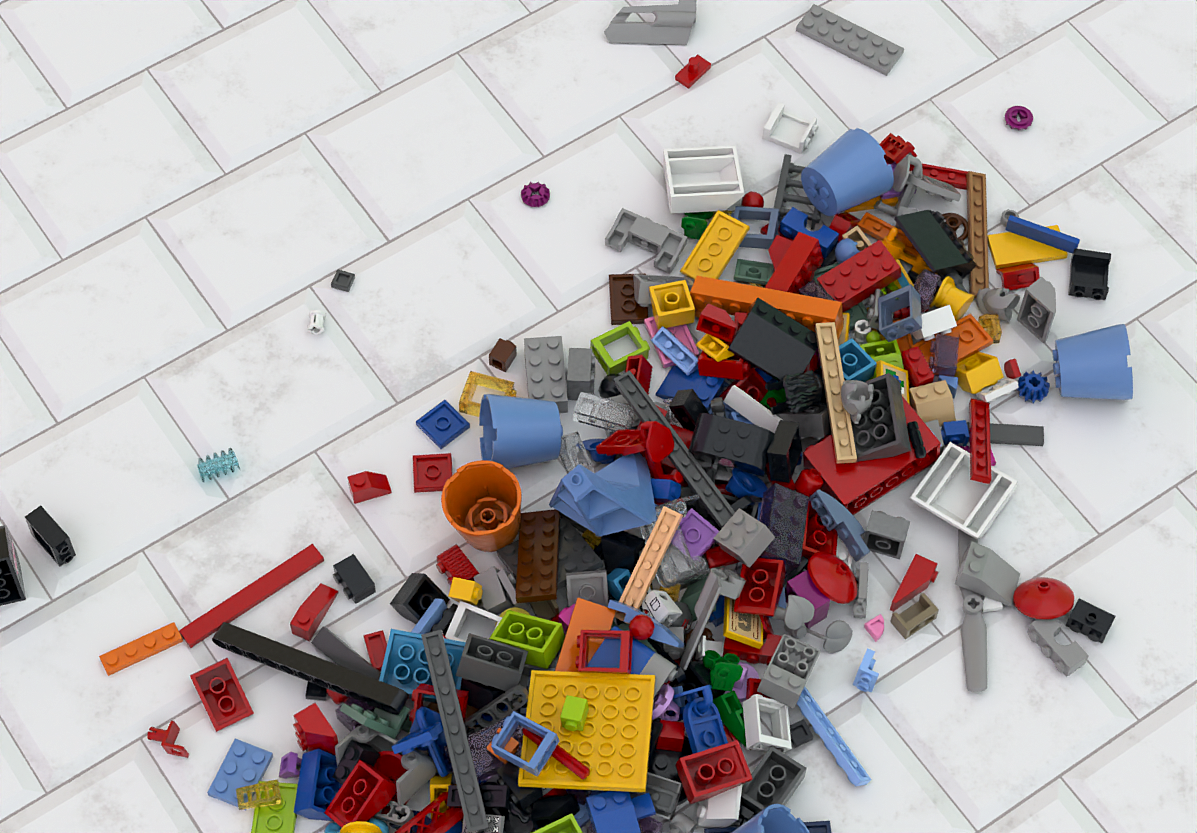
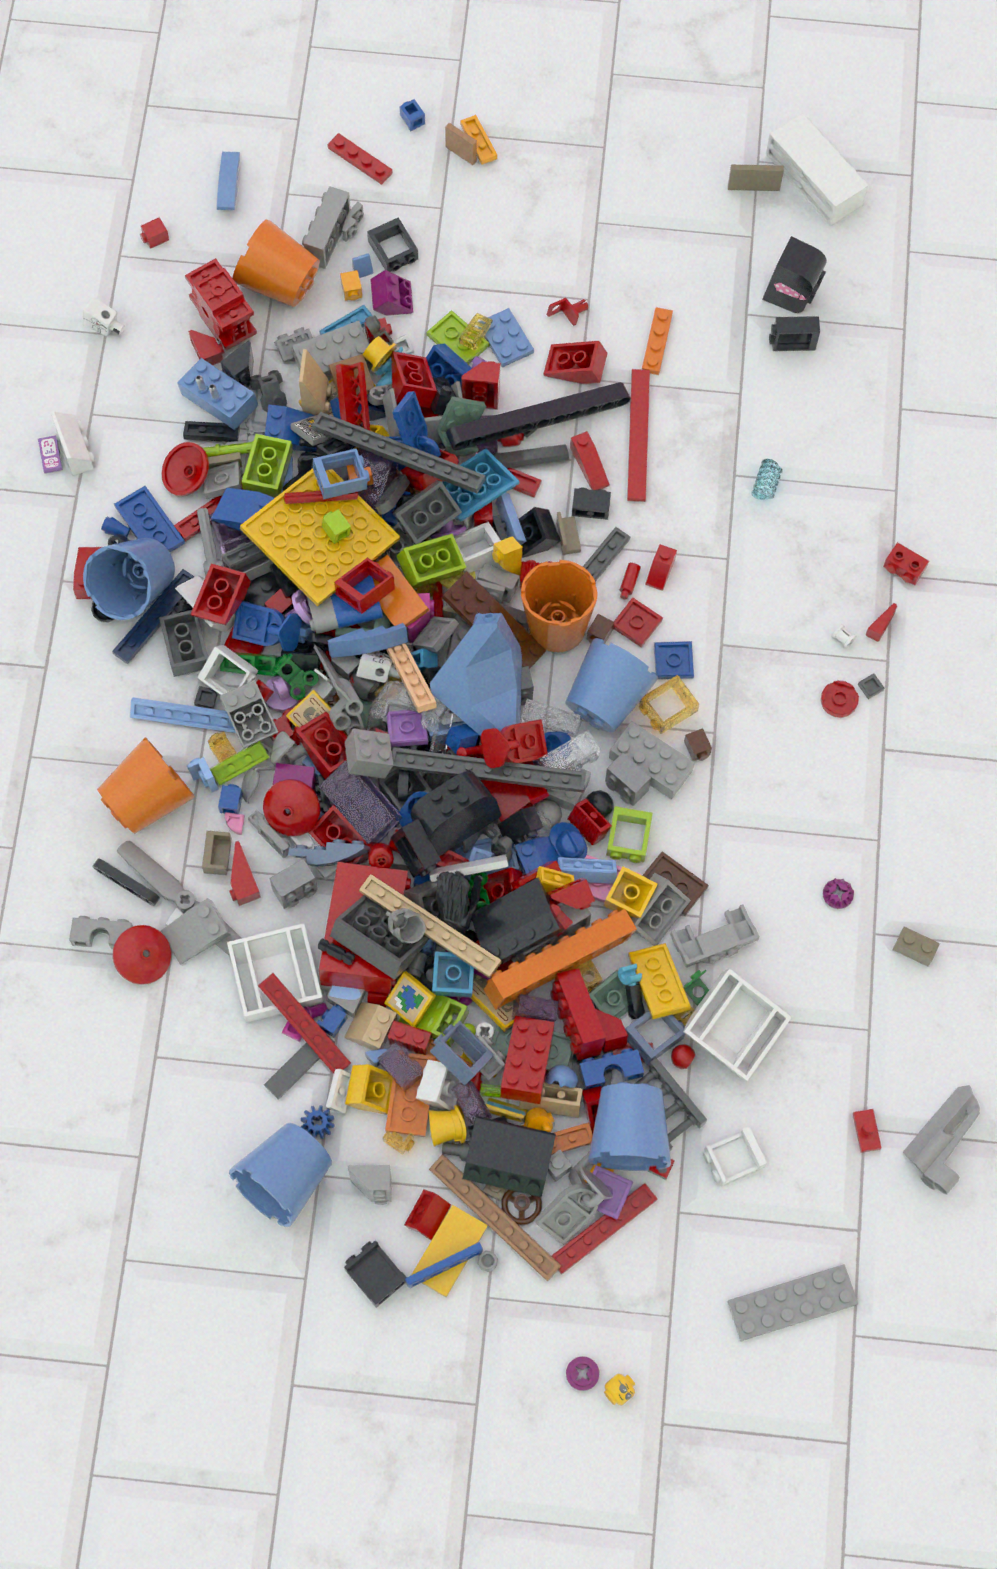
camera: 130 degrees right, 10 degrees up
(212, 321) = (906, 564): none -> red brick
(280, 303) = (878, 627): none -> red slope
(373, 293) = (839, 699): none -> red tile
(397, 577) = (568, 534): none -> dark tan panel
(398, 538) = (606, 552): none -> dark grey tile
(400, 502) = (629, 580): none -> red cylinder
(532, 120) = (916, 946): none -> dark tan brick
(641, 627) = (362, 625): red piece -> none
(643, 806) = (240, 540): blue tile -> none
(666, 380) = (568, 841): none -> blue piece
(734, 262) = (633, 991): none -> piece
(828, 686) = (221, 746): none -> clear yellow bracket
(834, 659) = (239, 762): none -> lime tile
(863, 639) = (230, 799): none -> blue brick
(896, 148) = (634, 1222): red bracket -> none
(924, 694) = (143, 788): none -> orange cone
(997, 302) = (413, 1165): light grey helmet -> none
(1002, 662) = (126, 882): none -> black beam
(1007, 88) = (619, 1389): none -> yellow head
(1011, 369) = (345, 1120): red tile -> none
(1090, 621) = (95, 974): black brick -> none

